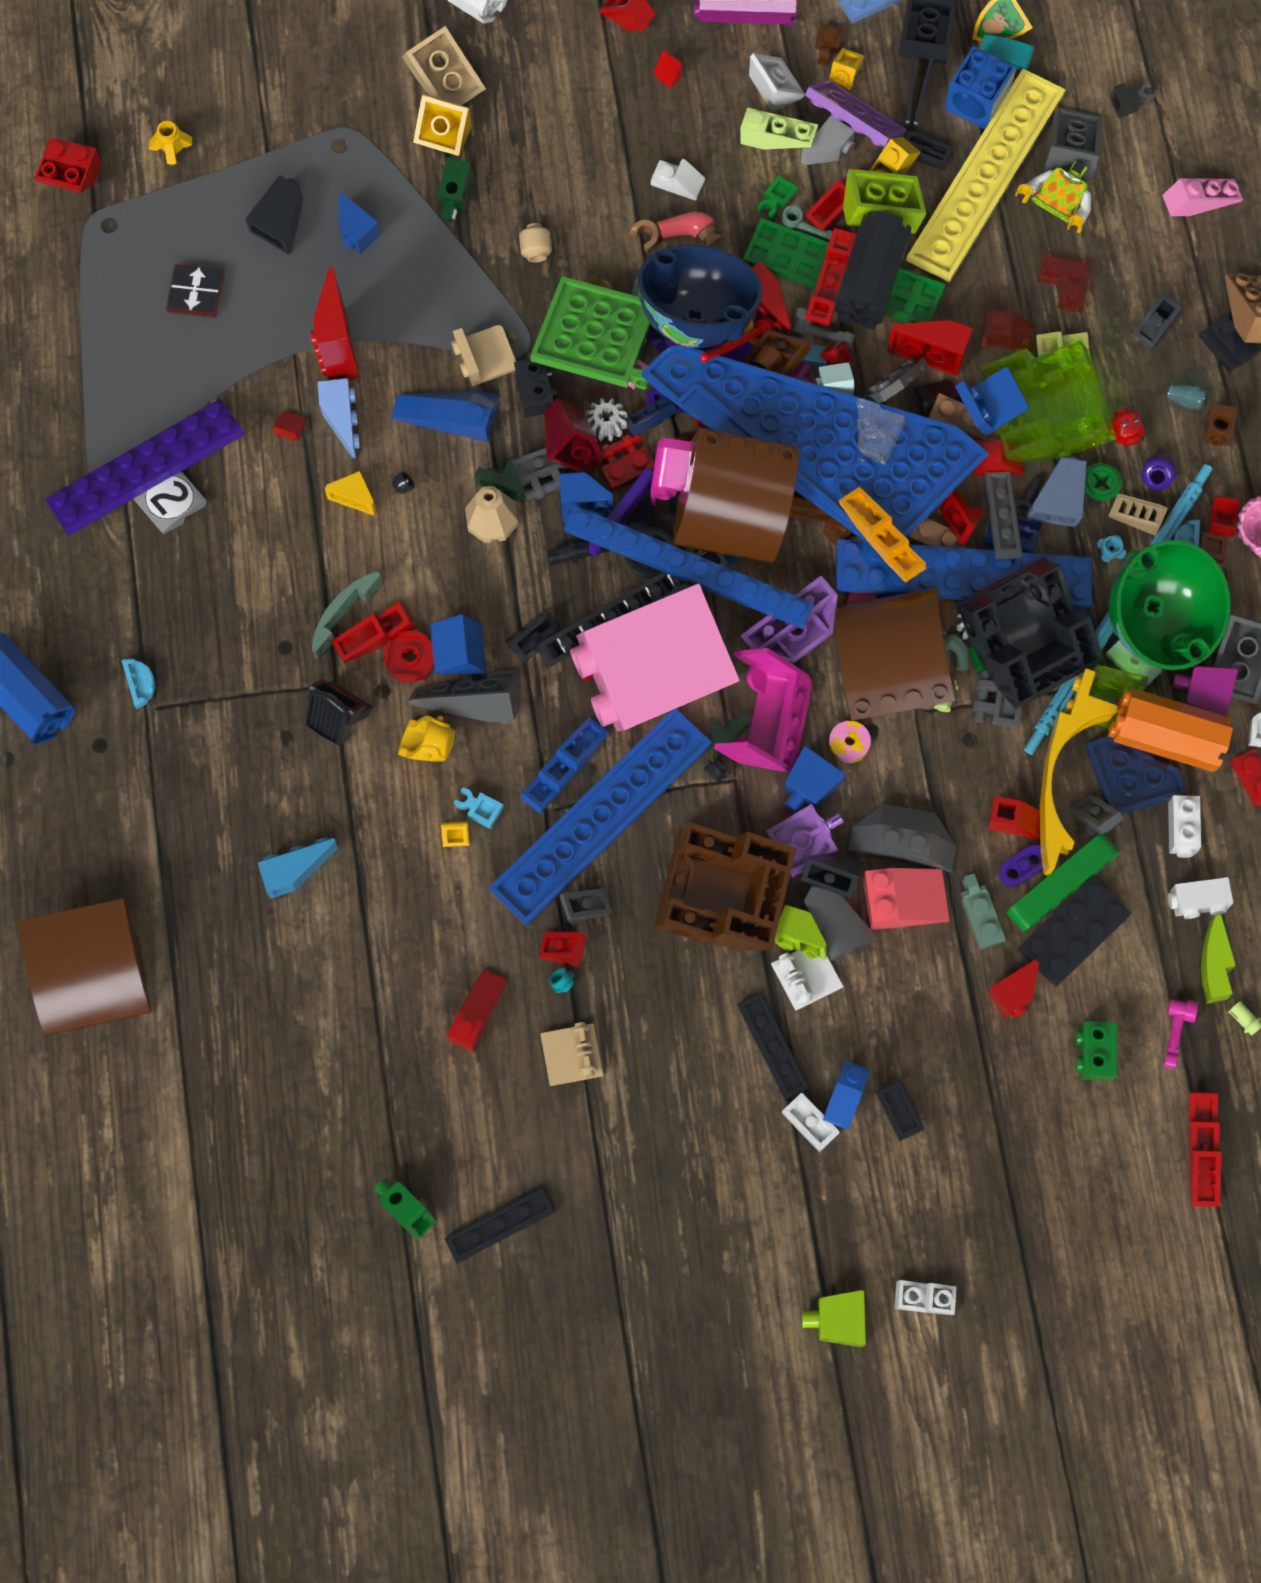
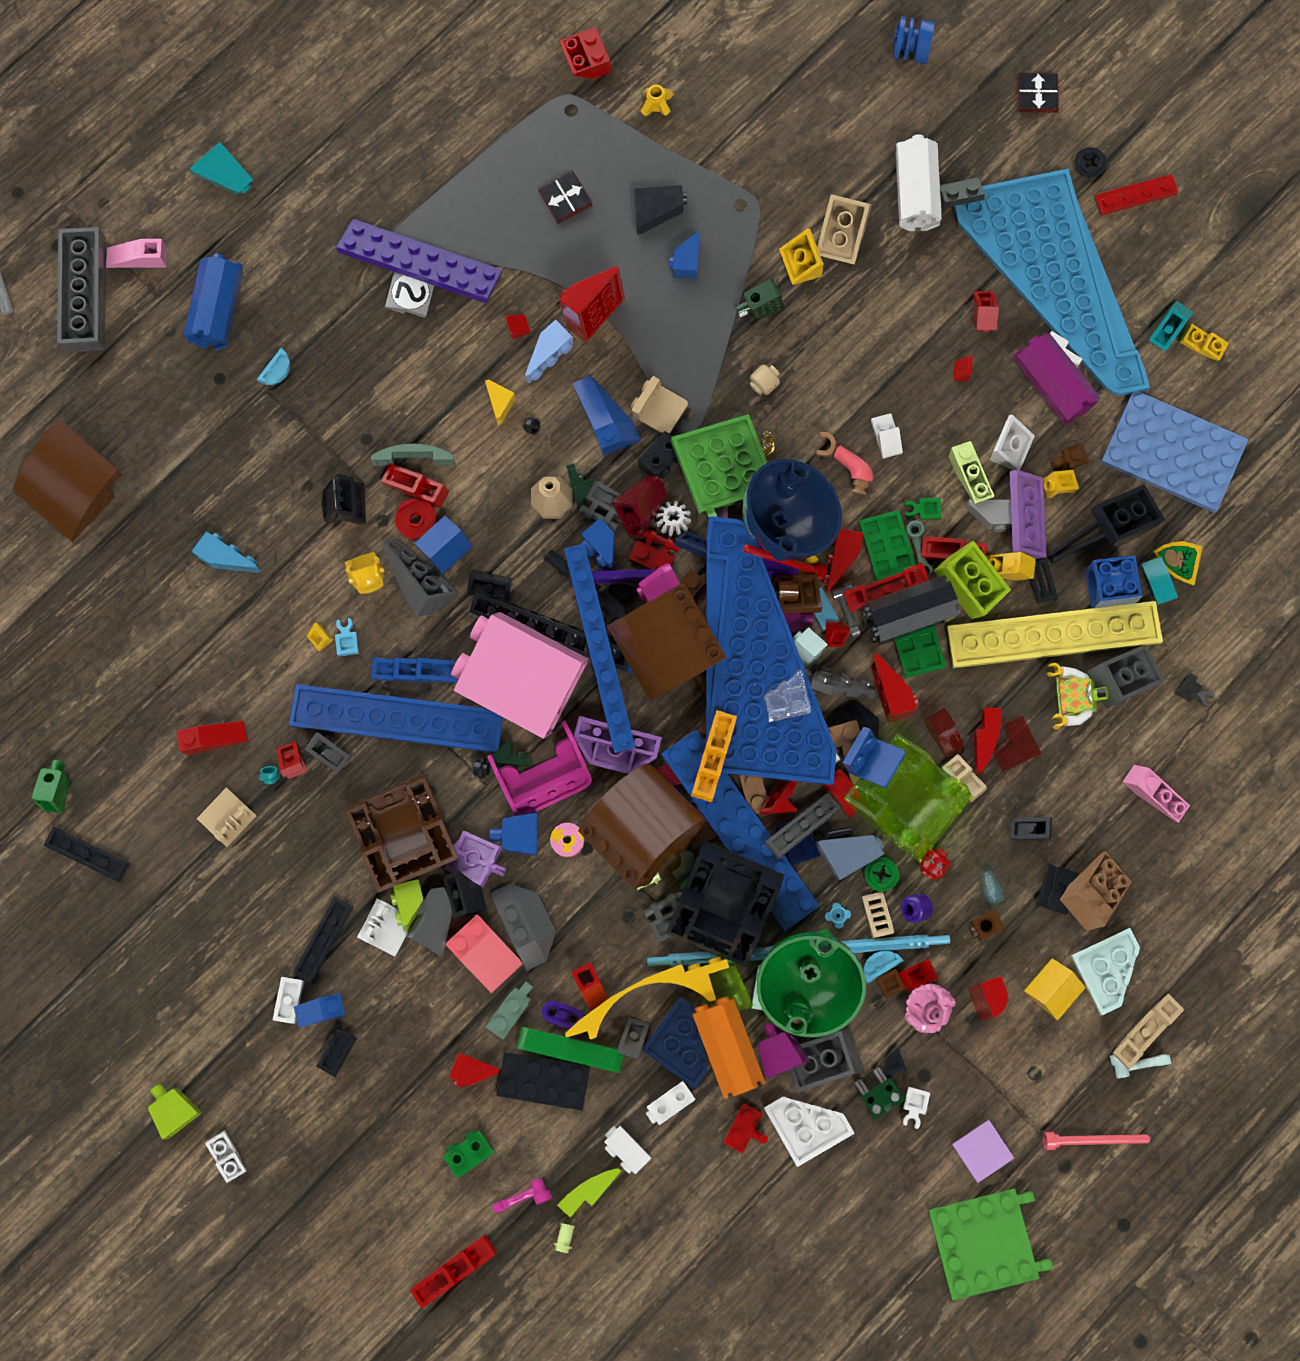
camera: 55 degrees right, 5 degrees up
(1041, 299) = (986, 738): none -> red slope

